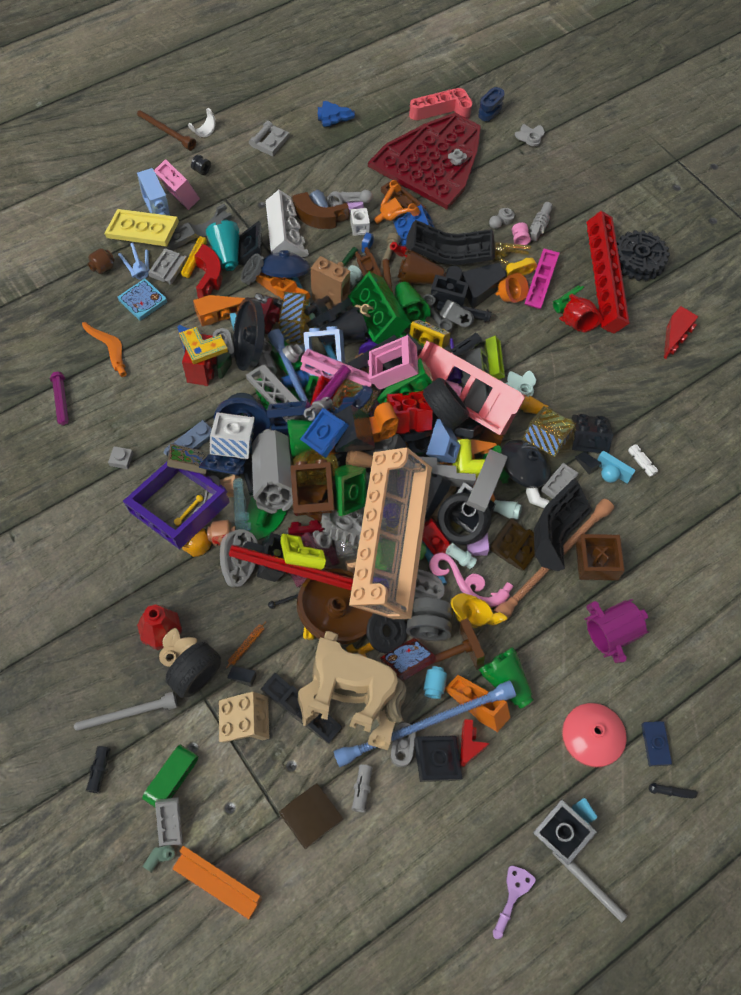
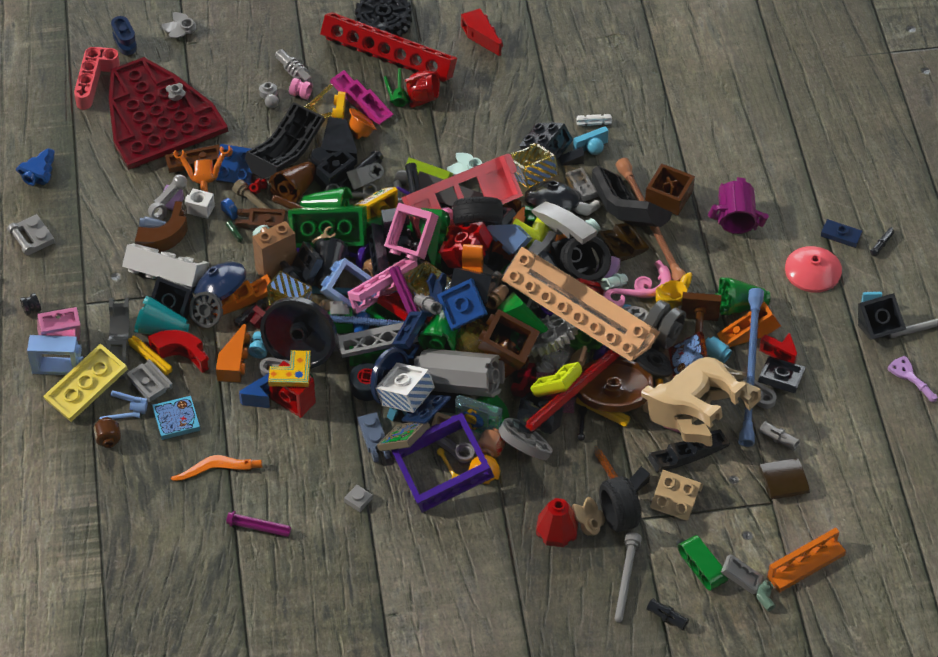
camera: 60 degrees left, 10 degrees down
(362, 397) = (424, 266): dark blue piece -> none

